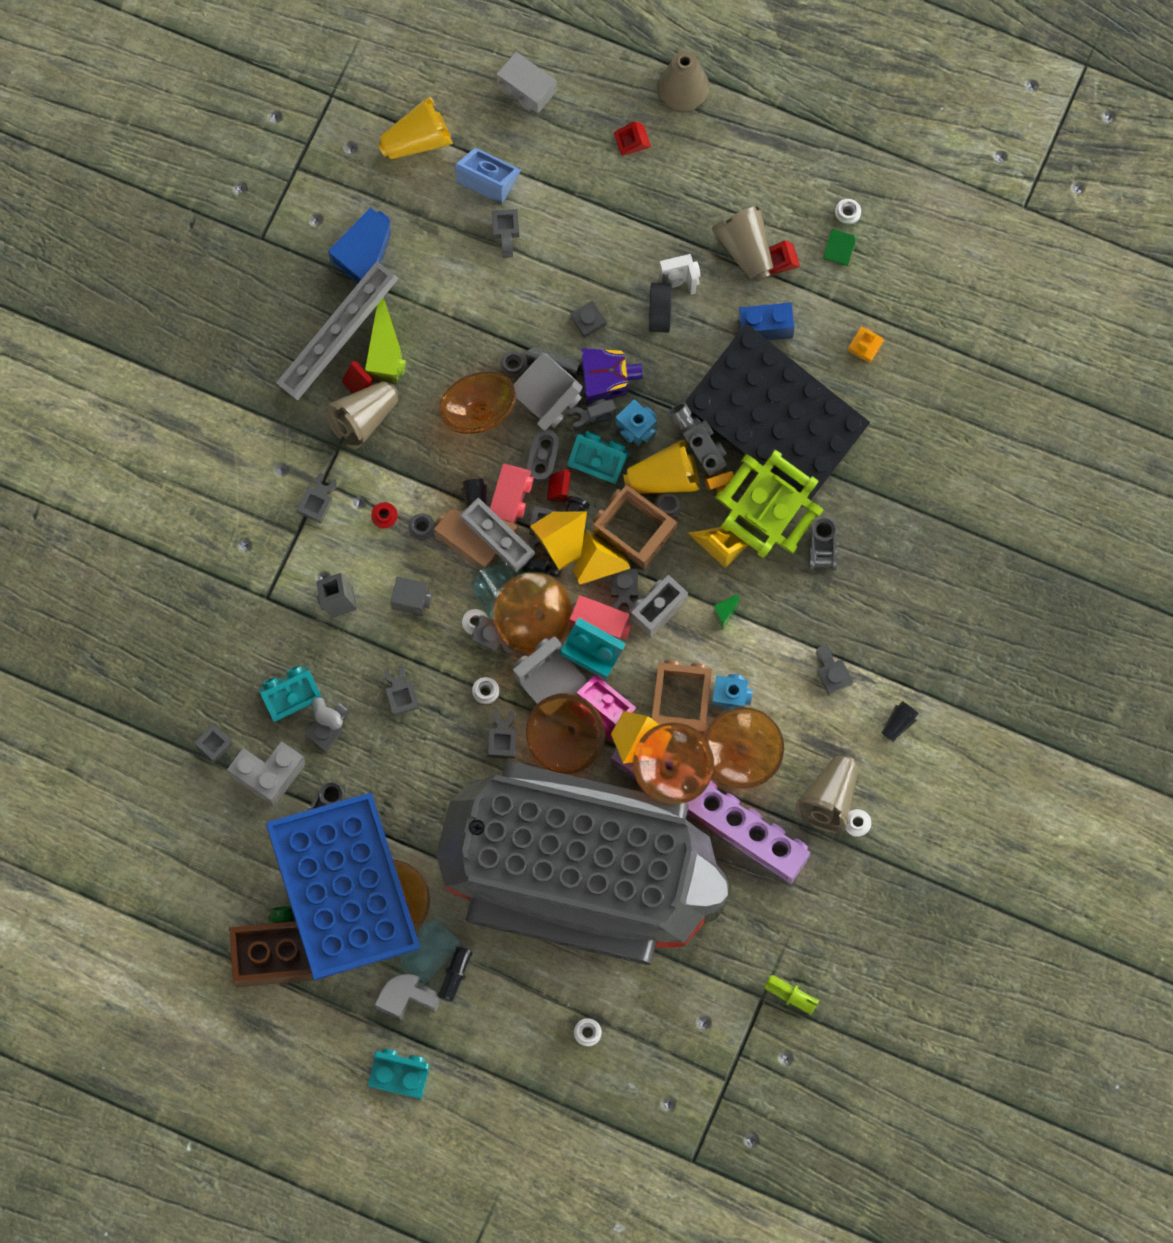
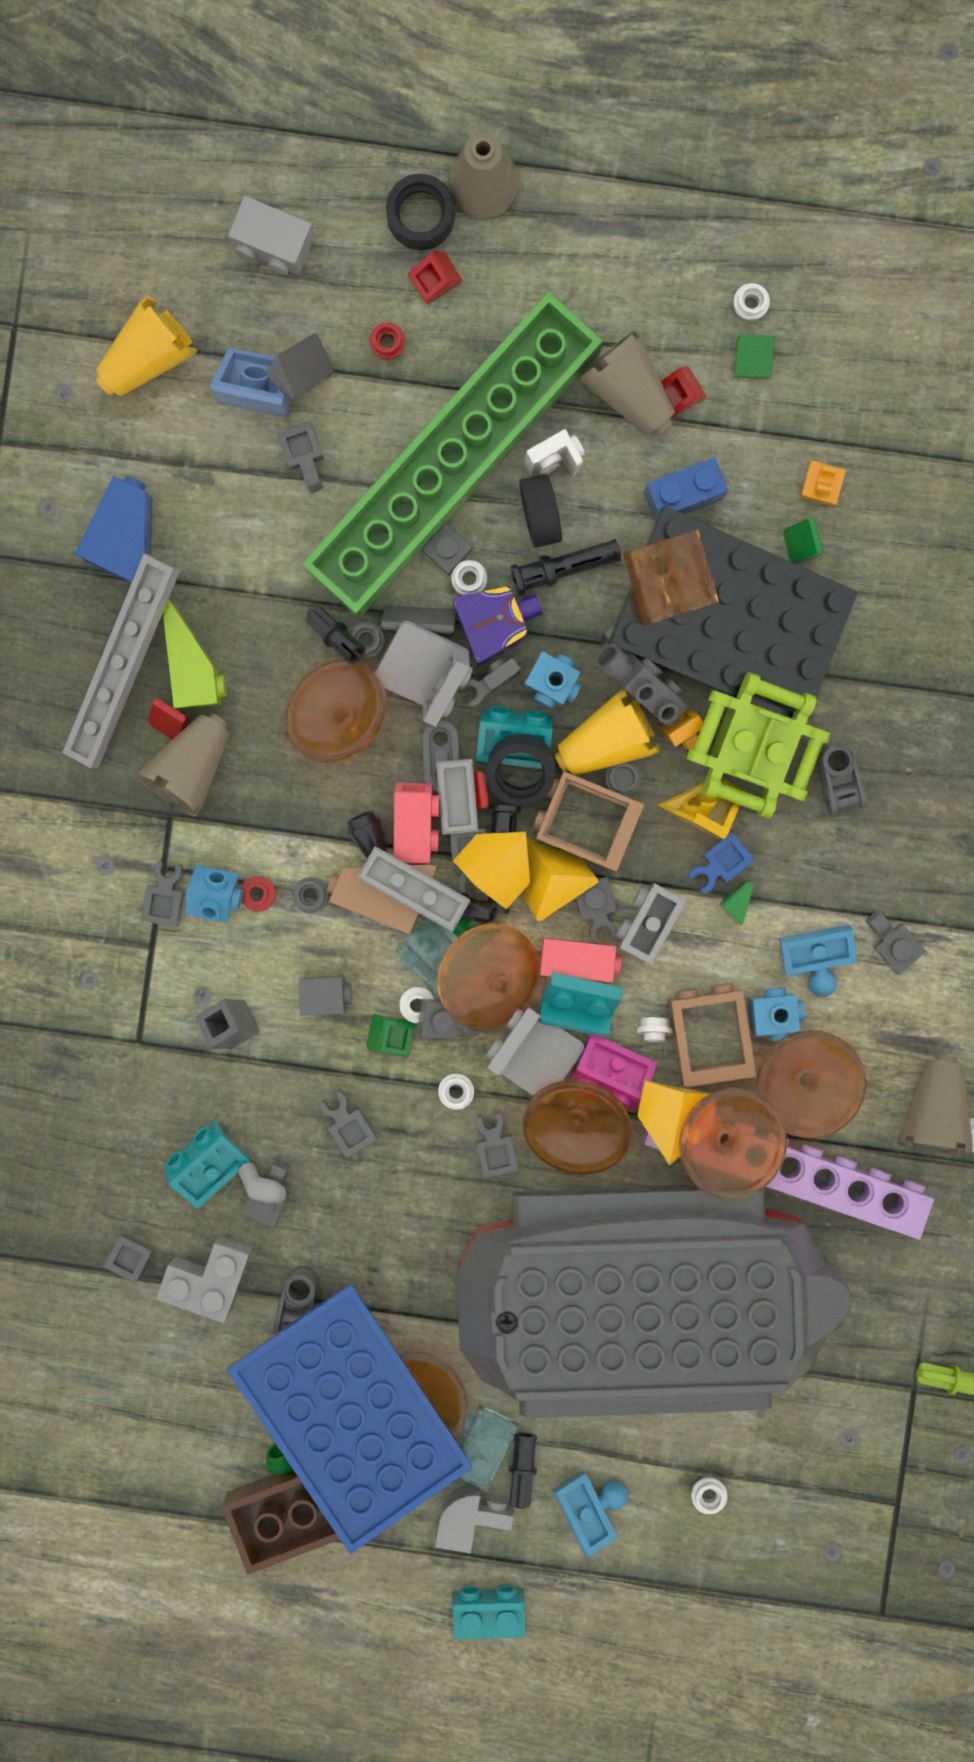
camera: 15 degrees left, 15 degrees up
(353, 504) = (213, 894): none -> dark azure brick
(450, 639) = (390, 1035): none -> green slope
(492, 353) = (335, 634): none -> black axle
(493, 1018) = (586, 1511): none -> dark azure plate
(521, 170) = (300, 367): none -> dark grey slope
(546, 482) = (457, 796): none -> light grey tile
(582, 491) = (521, 795): none -> black tyre
(586, 164) = (387, 330): none -> red plate
(598, 335) = (463, 568): none -> white plate
(608, 257) = (453, 455): none -> bright green brick
(631, 112) = (416, 184): none -> black tyre
(641, 684) = (654, 1029): none -> white plate
(701, 350) = (548, 570): none -> black pin
(725, 580) = (725, 860): none -> blue plate
(736, 369) = (670, 577): none -> clear orange slope
(774, 661) = (816, 953): none -> dark azure plate
(840, 378) = (803, 541): none -> green slope

